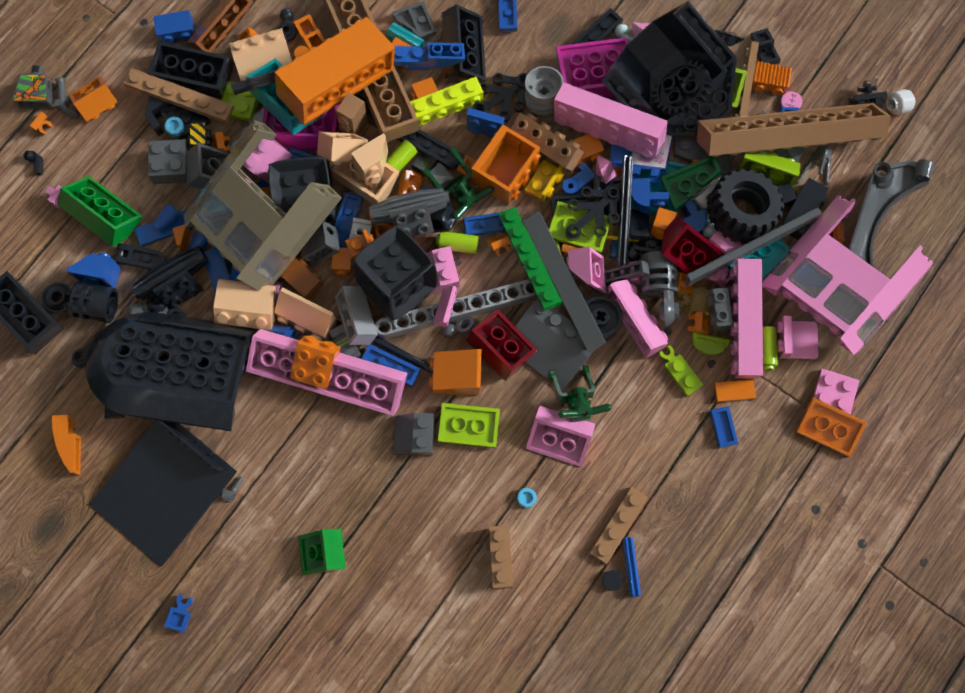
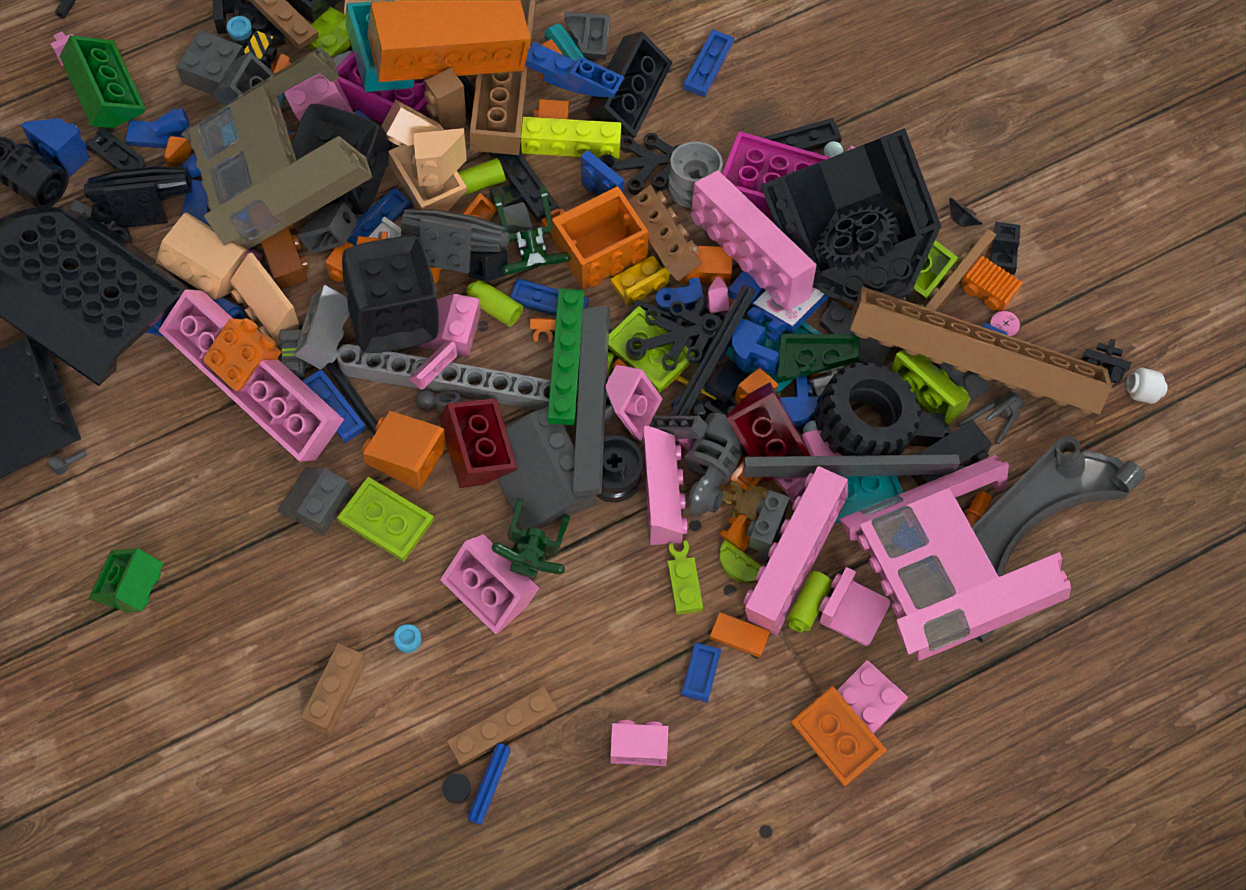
camera: 25 degrees right, 10 degrees down
(253, 83) = (345, 12): black axle -> none
(711, 494) = (639, 743): none -> bright pink brick

